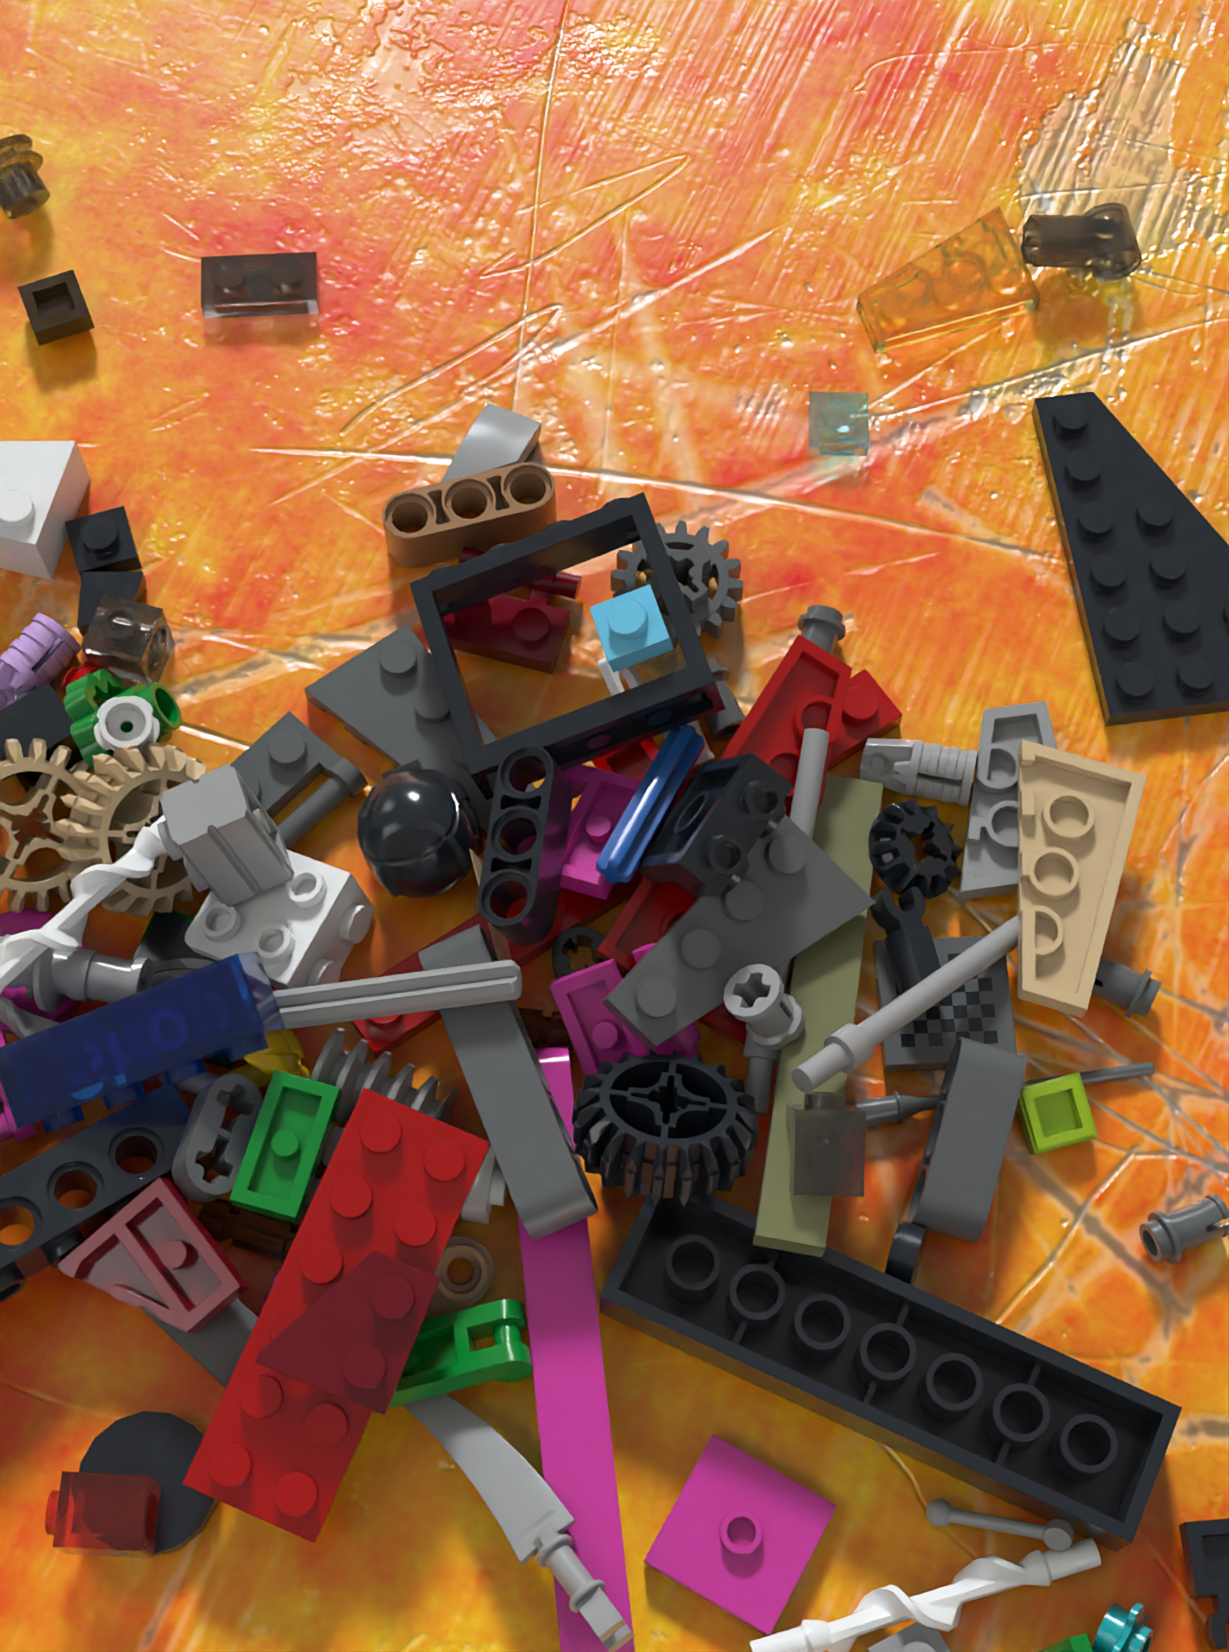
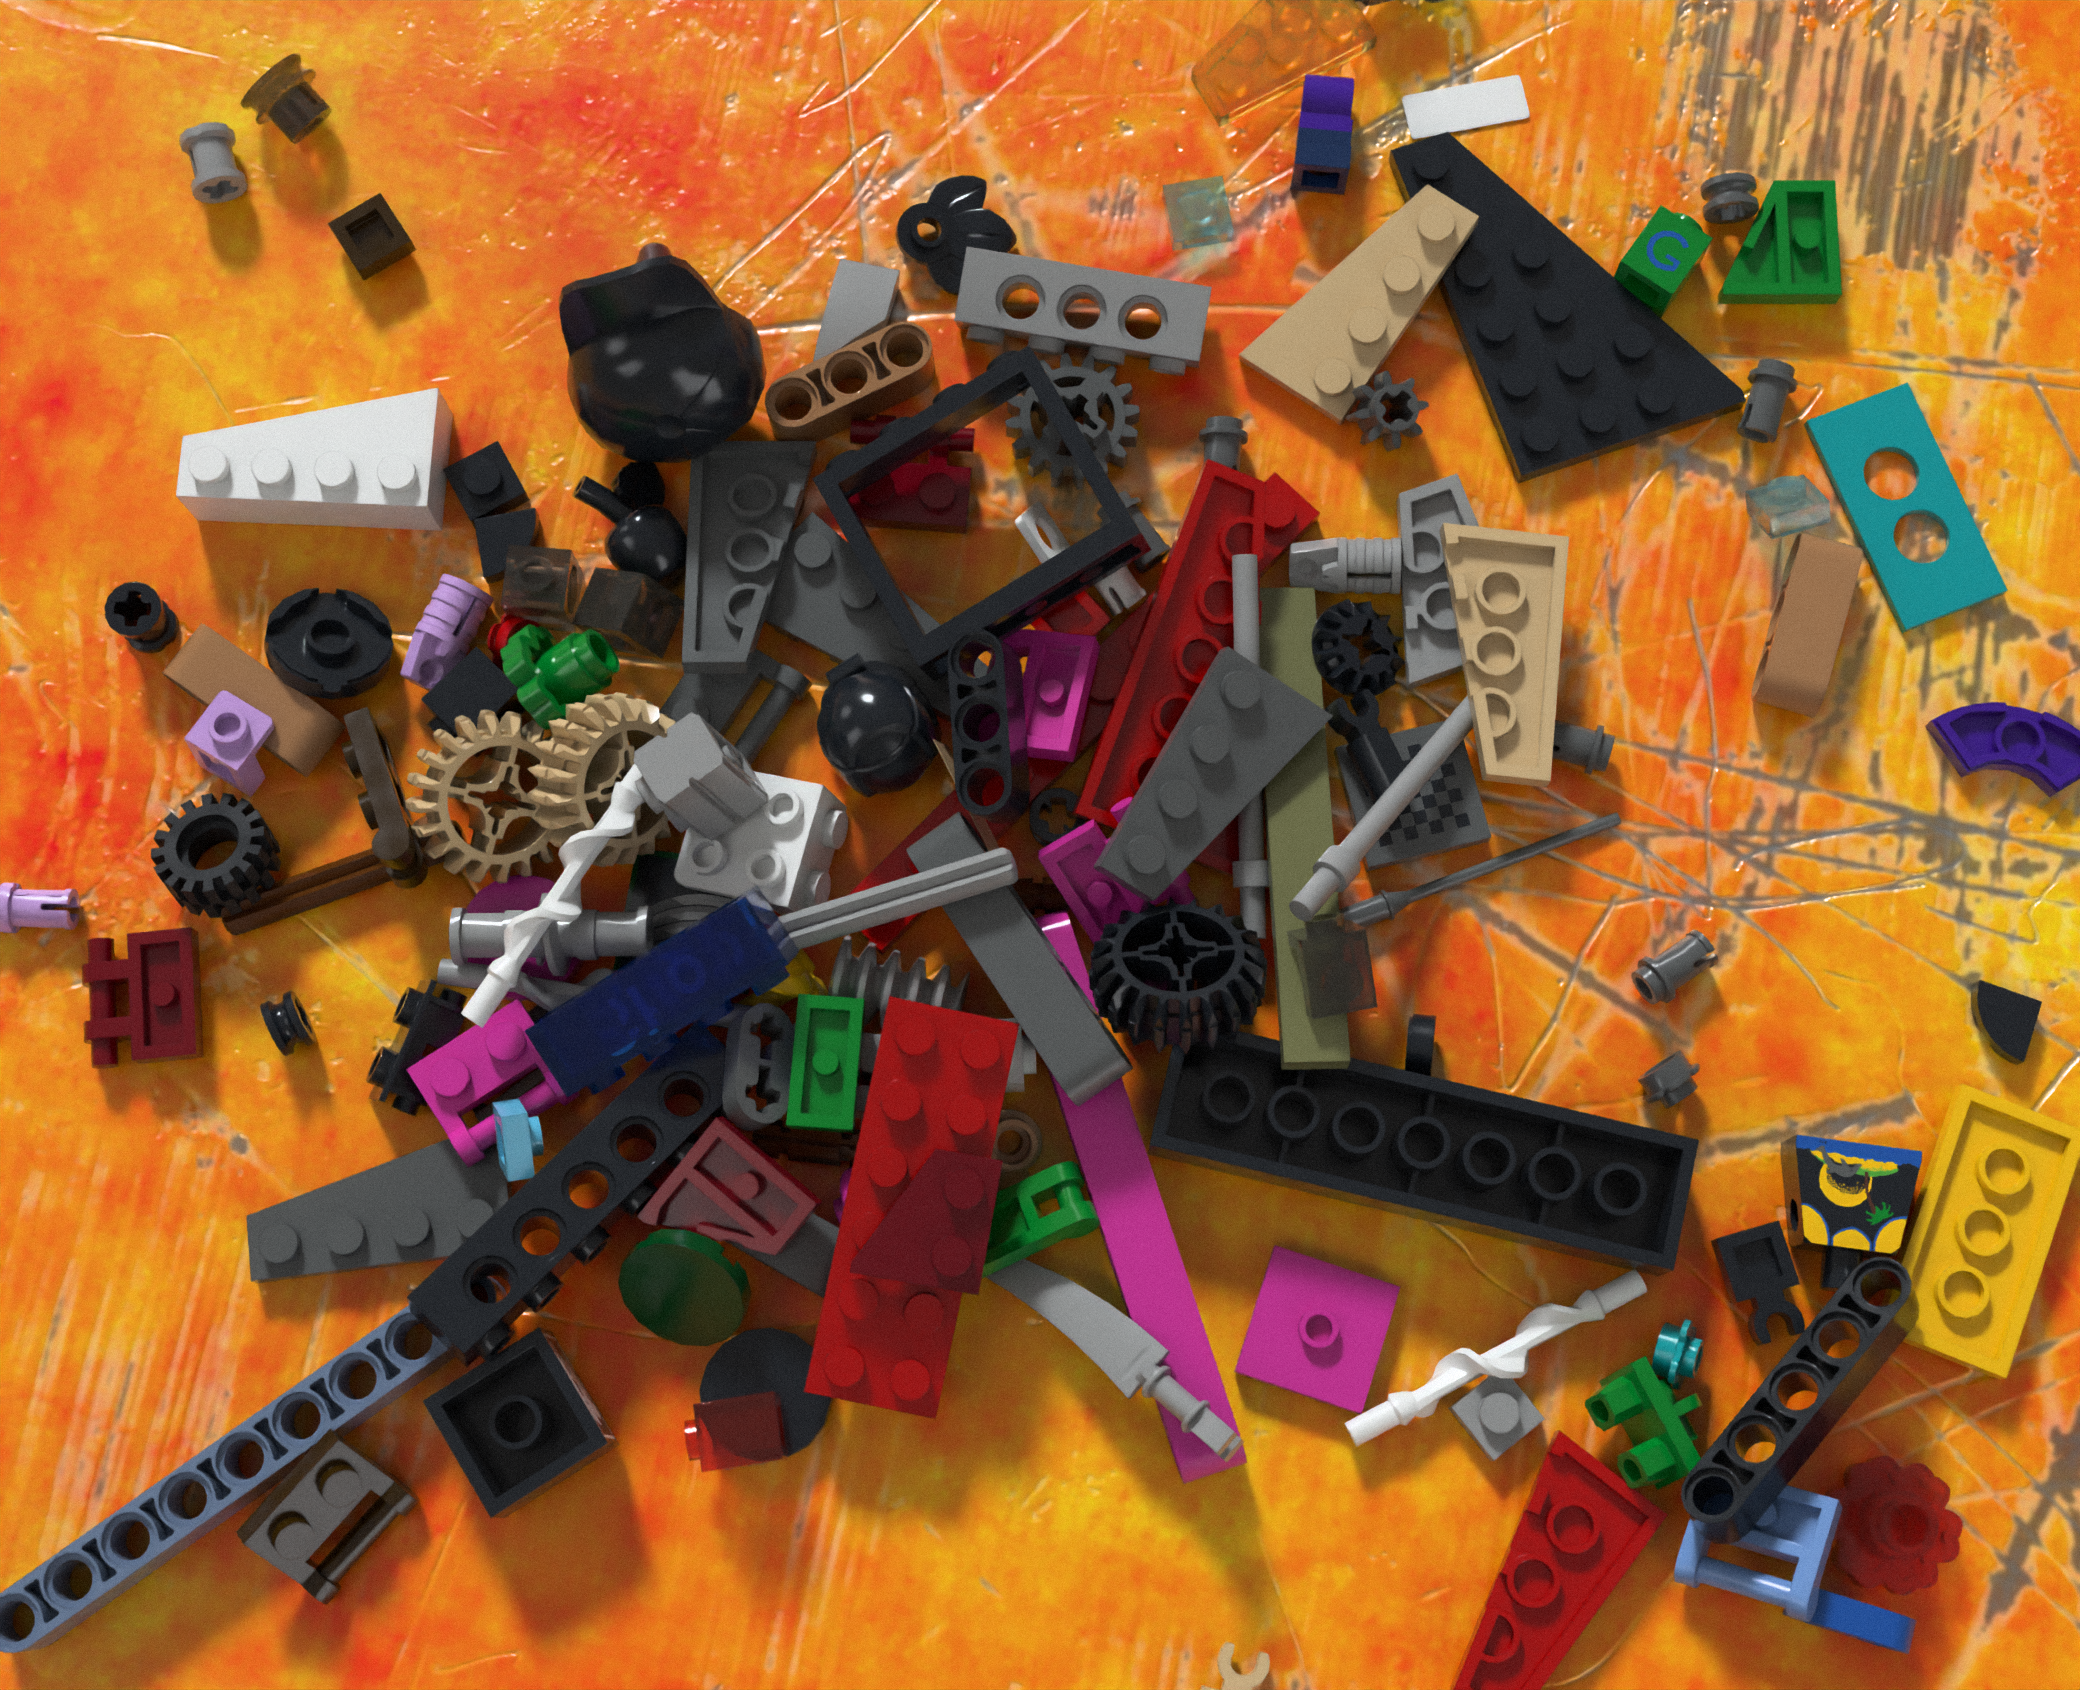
camera: 10 degrees left, 10 degrees up
(89, 1351) = (684, 1288): none -> dark green tile
(121, 710) = (577, 667): white plate -> none
(206, 679) = (629, 612): none -> clear smoke brick
(239, 615) = (645, 532): none -> black piece
(260, 285) = (575, 169): clear smoke plate -> none
(287, 446) = (658, 360): none -> black piece
(324, 636) = (737, 537): none -> dark grey wing
(610, 403) = (960, 223): none -> black plate
(630, 439) = (994, 275): none -> light grey brick
(631, 628) = (1048, 492): medium azure plate -> none
(650, 805) = (1098, 660): blue axle -> none
(716, 826) = (1168, 676): black plate -> none
(758, 998) = (1251, 841): light grey bush -> none
(967, 1140) = (1458, 924): dark grey beam -> none
(972, 373) = (1324, 135): none -> leg
(973, 539) = (1363, 306): none -> tan wing
(1002, 620) = (1403, 411): none -> dark grey gear
(1055, 1113) = (1534, 881): lime tile -> none
(1056, 1535) = (1603, 1273): light grey hinge -> none
(1115, 375) = (1465, 107): none -> white sticker
(1162, 1344) = (1669, 1080): none -> dark grey plate

